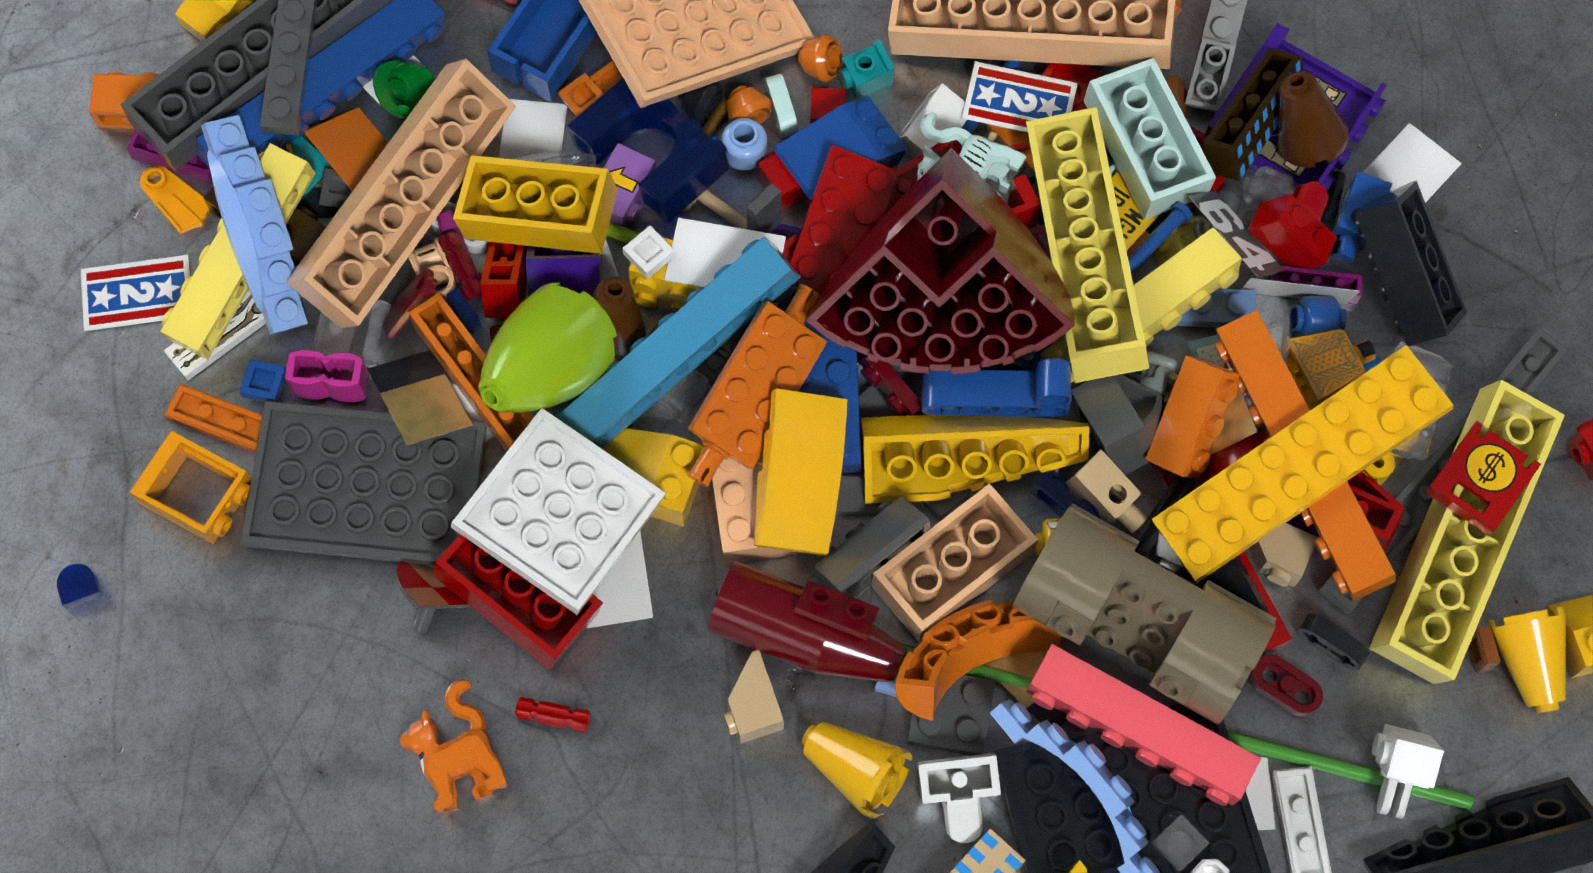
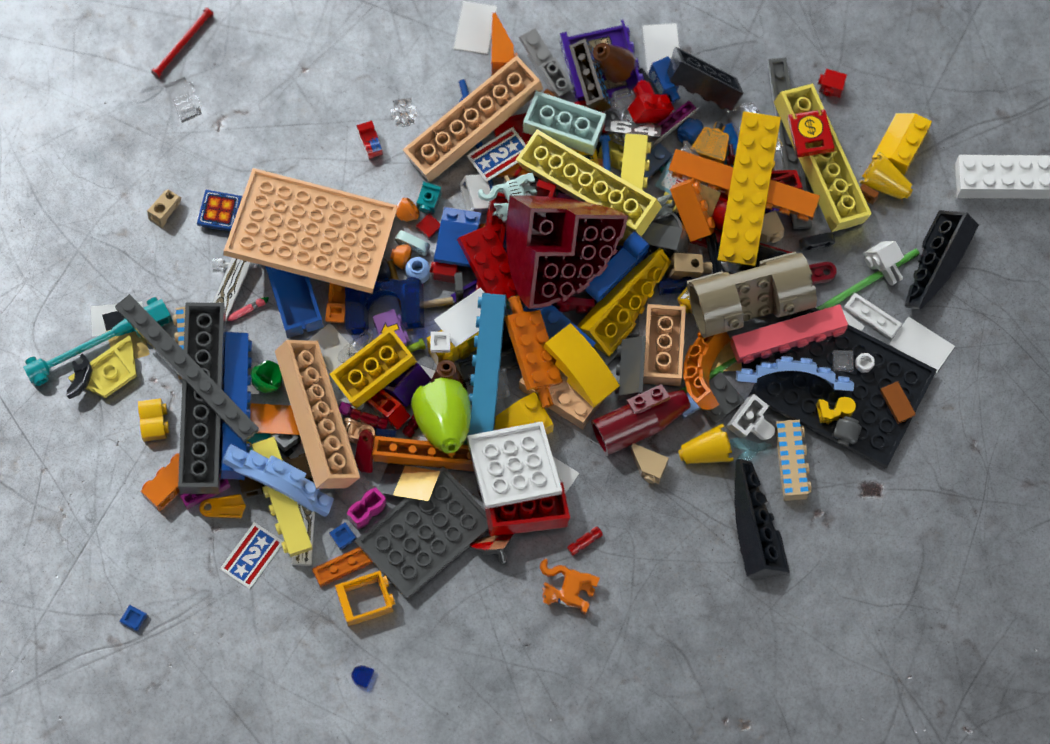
camera: 45 degrees left, 0 degrees up
(919, 831) = (751, 448): none -> clear light blue piece

